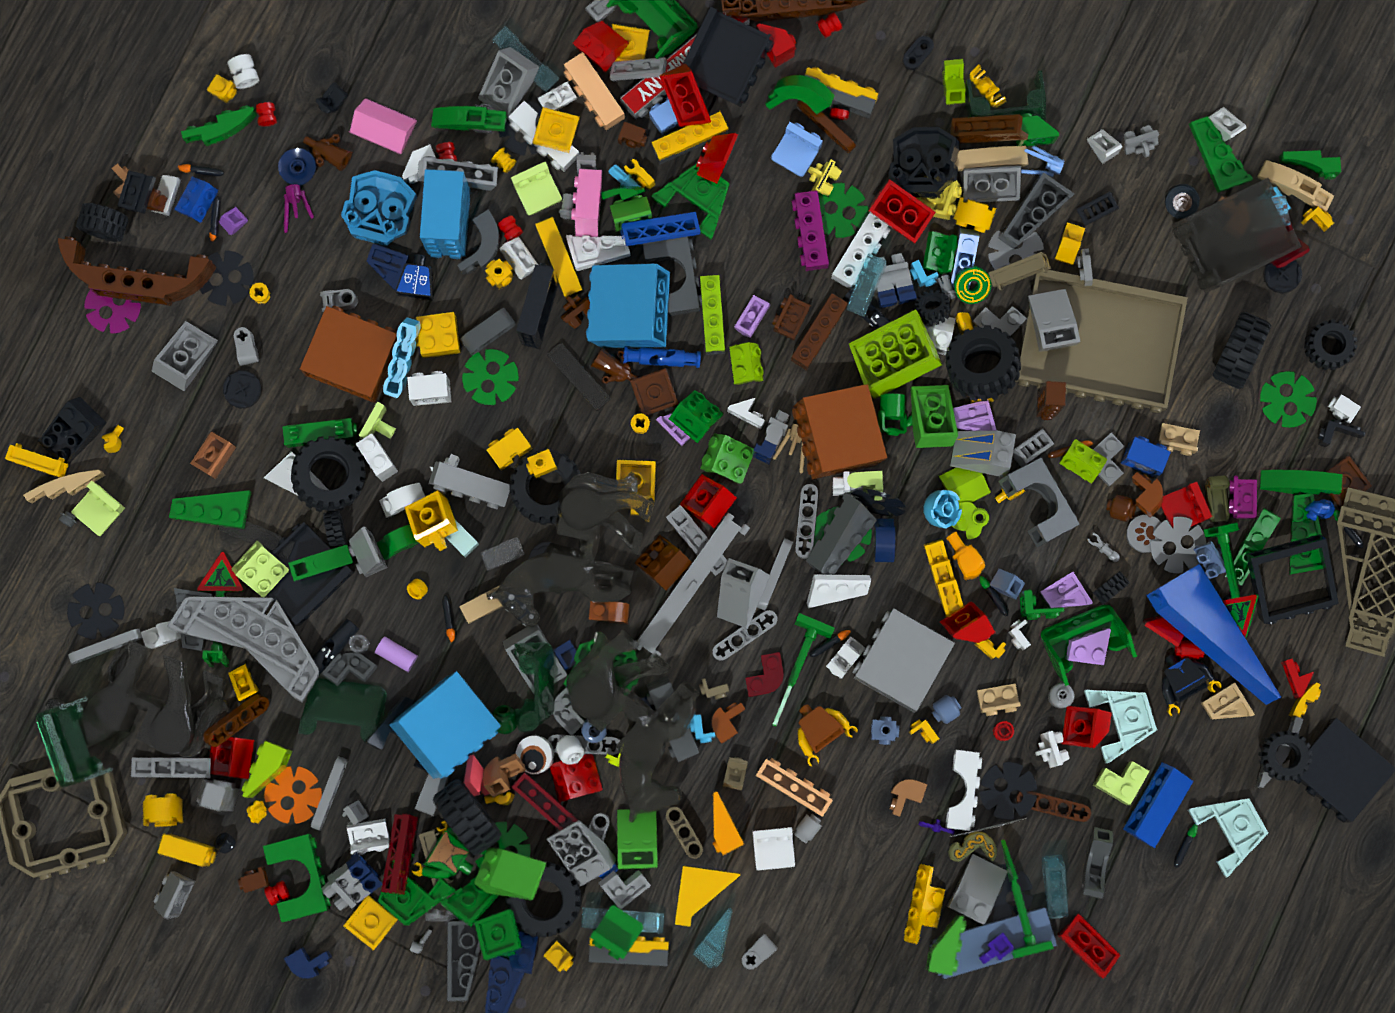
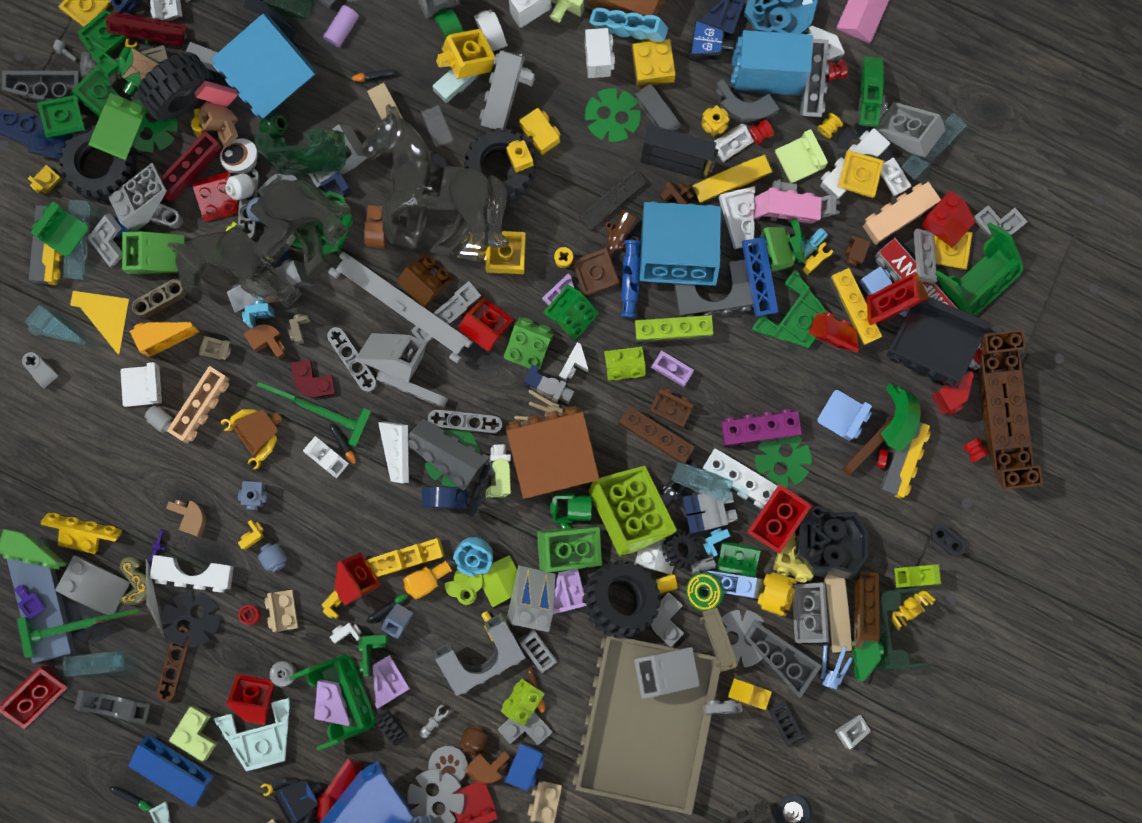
camera: 85 degrees right, 0 degrees up
(417, 589) = (404, 45): yellow tile -> none
(828, 170) = (823, 447): light yellow hips -> none
(902, 660) = (320, 513): light grey brick -> none
(1049, 749) = (227, 662): white hips -> none
(1050, 400) = (580, 667): reddish brown brick -> none
(1141, 143) = (855, 772): light grey hips -> none

